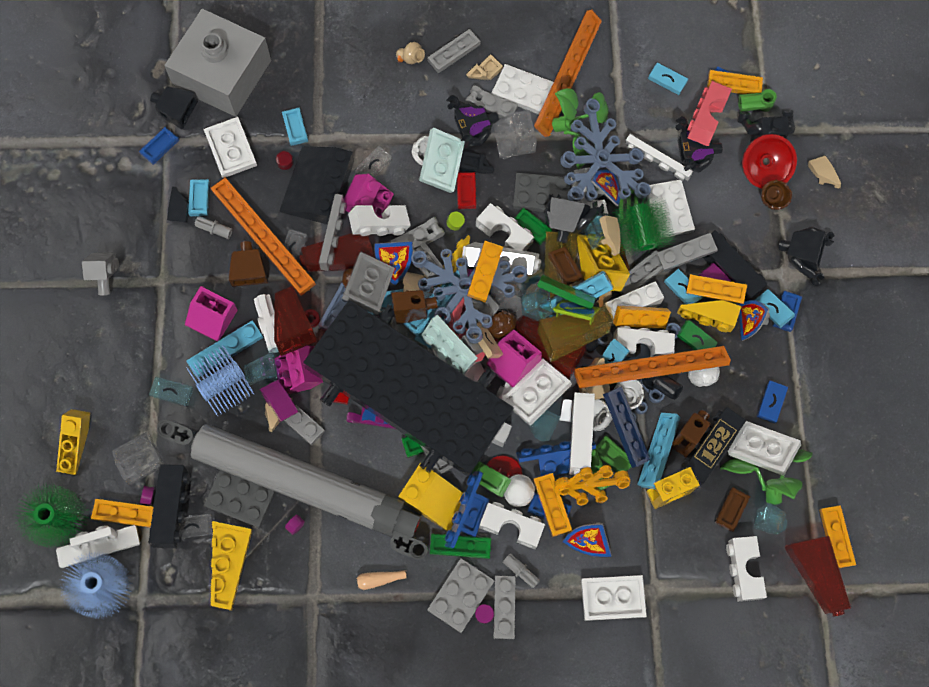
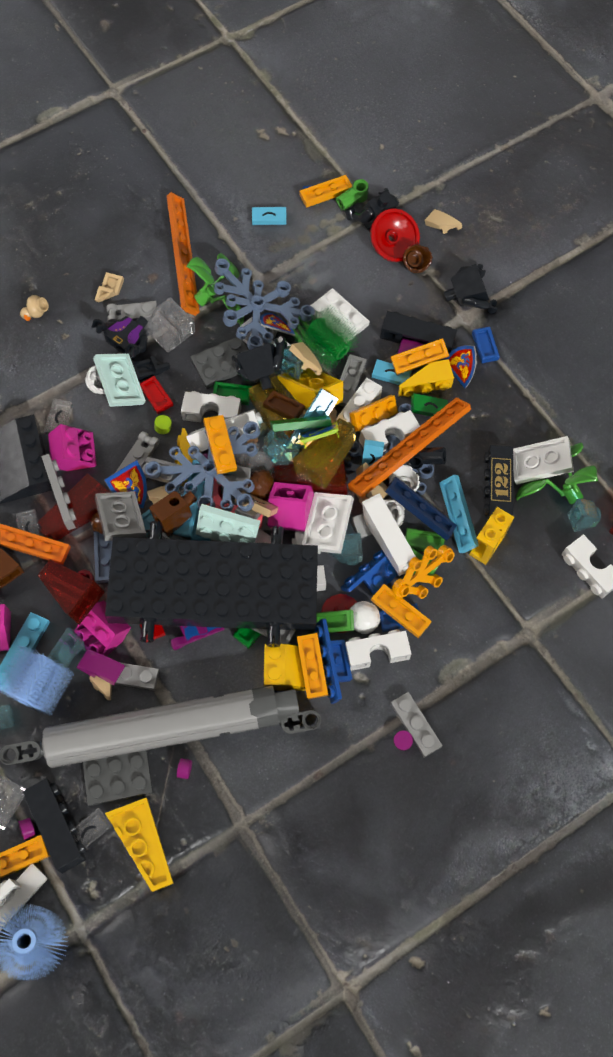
camera: 30 degrees left, 5 degrees down
(266, 320) = (46, 605): white piece -> none
(366, 222) = (106, 454): white arch -> none
(377, 579) = (290, 769): light nougat piece -> none
(447, 505) = (312, 666): none -> light orange plate
(453, 51) = (71, 286): light grey plate -> none
(460, 595) = (372, 738): light grey plate -> none
(465, 547) = (351, 693): green tile -> none
(521, 570) = (410, 683): light grey axle -> none
(522, 88) = (151, 286): white plate -> none
(589, 540) = (451, 621): shield -> none
(613, 598) = (501, 658): white plate -> none
(665, 162) = (309, 281): white plate -> none
(687, 252) = (376, 340): light grey plate -> none
(691, 433) = (476, 477): reddish brown torso -> none
(694, 154) = (327, 256): black torso -> none
(704, 377) = (454, 433): white hair -> none
(705, 125) = (323, 232): coral arch -> none
(732, 509) = (548, 526): reddish brown tile -> none
(772, 402) = (521, 422): blue tile -> none
(779, 312) = (483, 347): medium azure tile -> none

